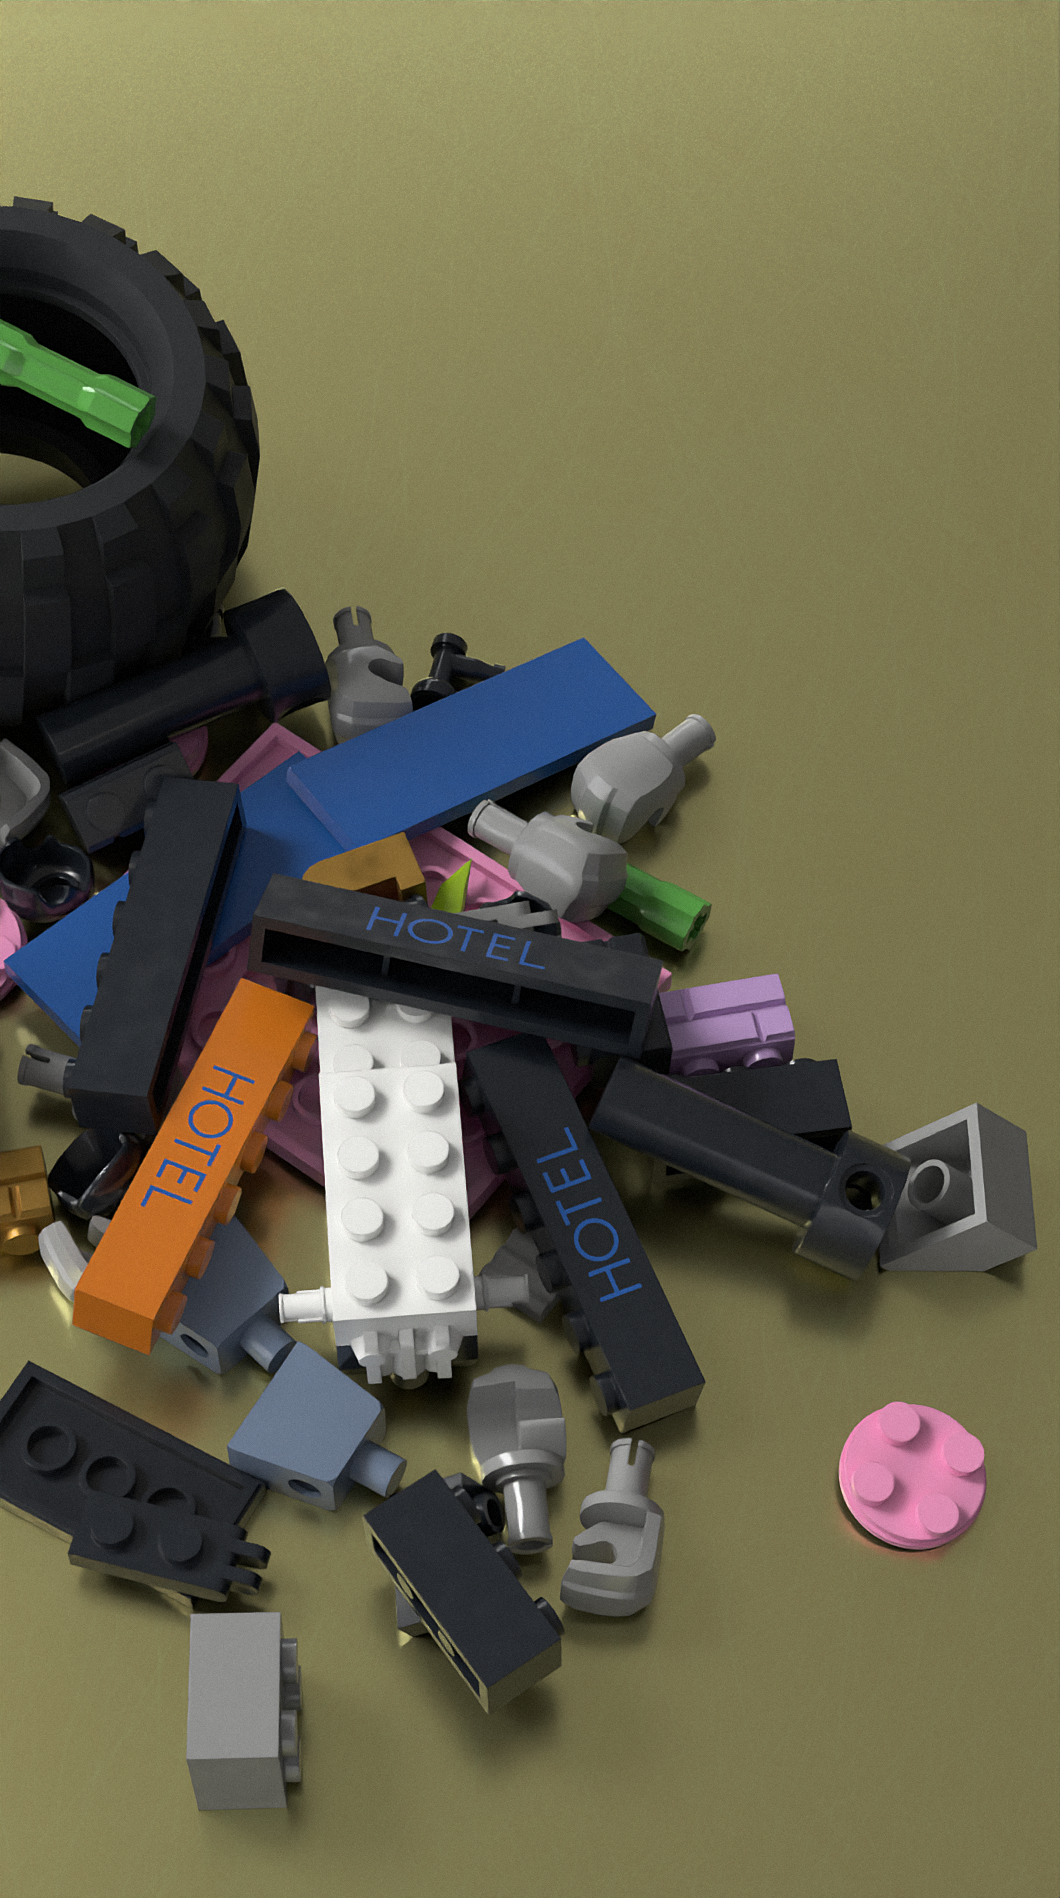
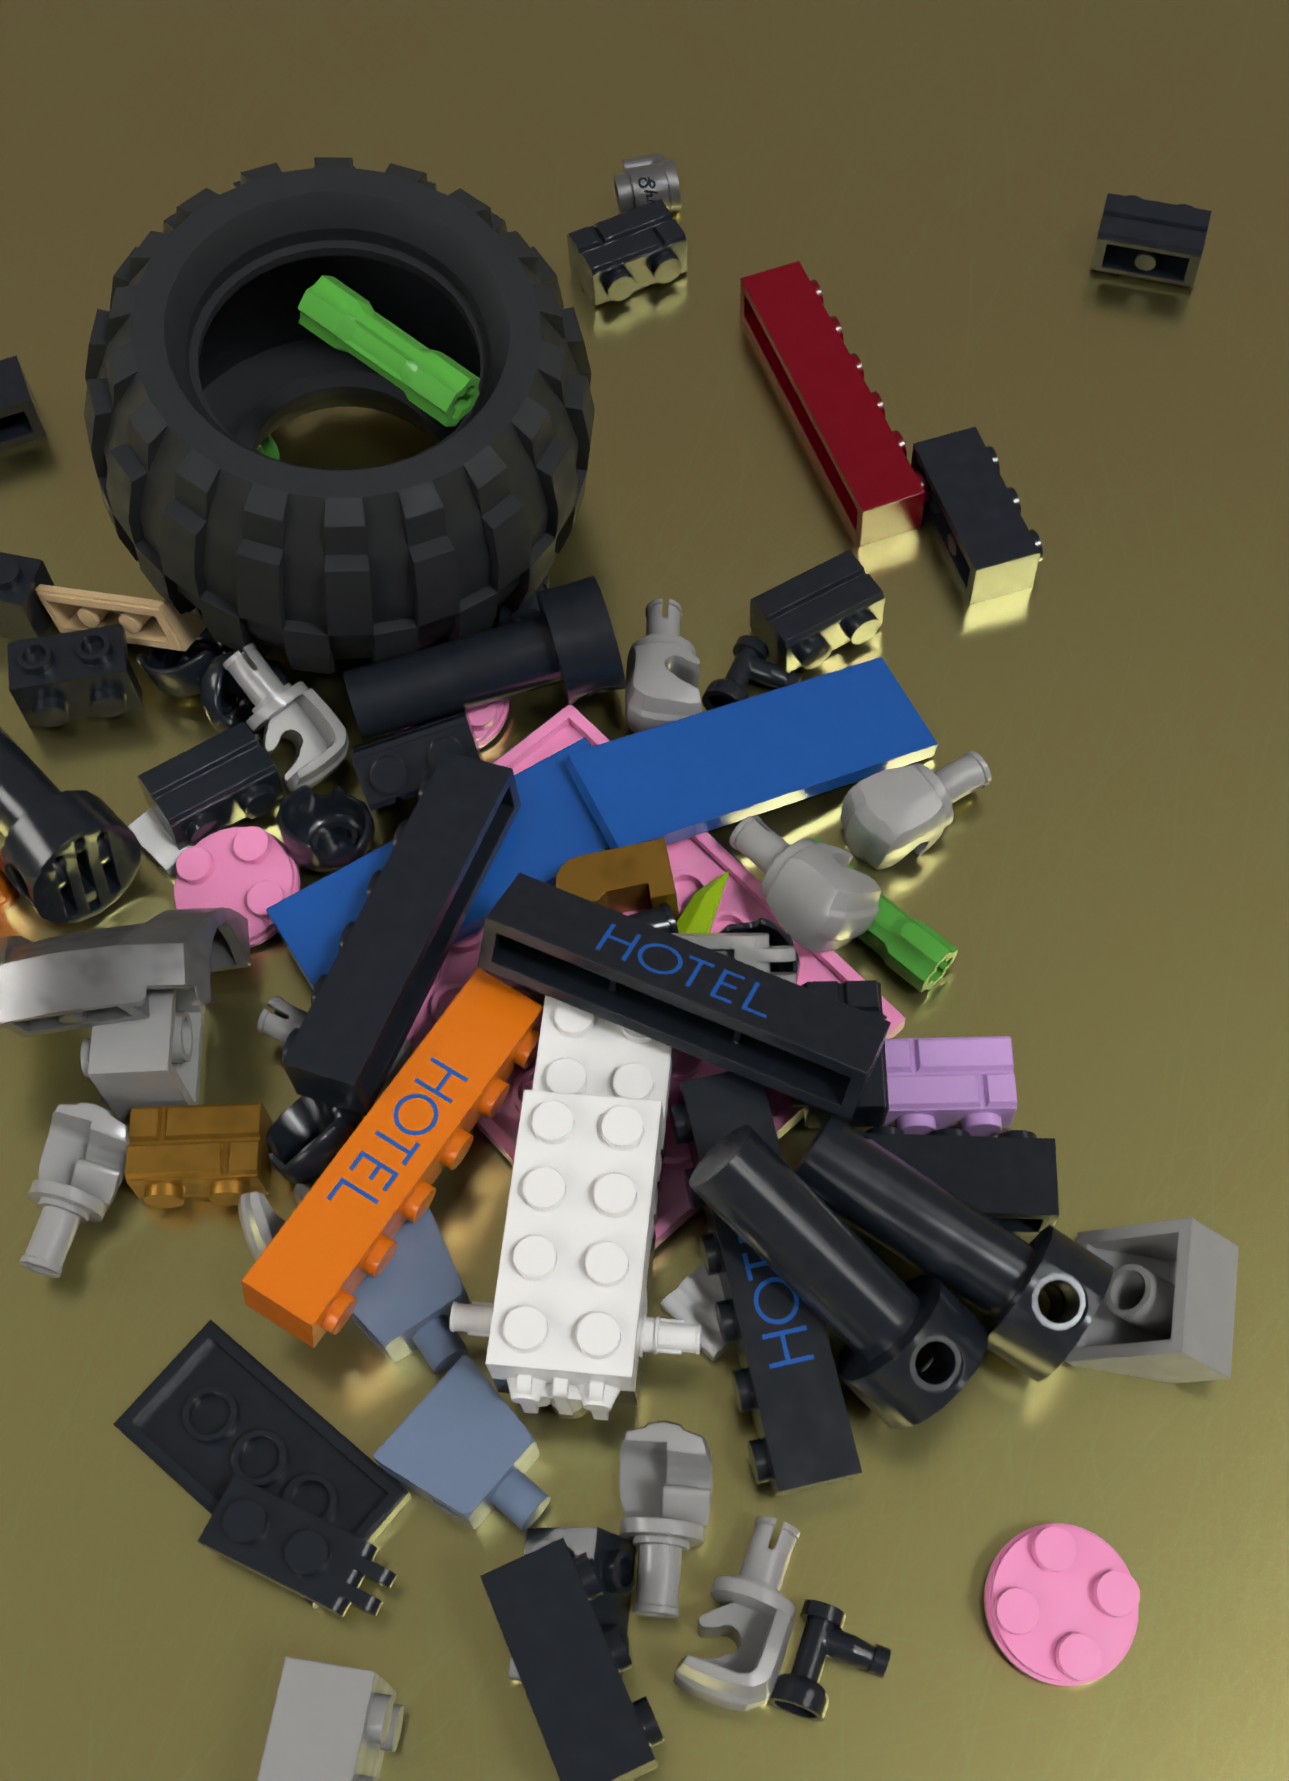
camera: 15 degrees right, 5 degrees up
(243, 260) = (628, 253): none -> black brick
(247, 190) = (646, 181): none -> flat silver piece
(486, 391) = (832, 404): none -> dark red brick
(511, 601) = (818, 612): none -> black brick
(653, 486) = (976, 516): none -> black brick
(681, 1591) = (822, 1638): none -> black piece
(722, 1258) = (904, 1342): none -> black piece
(785, 190) = (1150, 240): none -> black brick

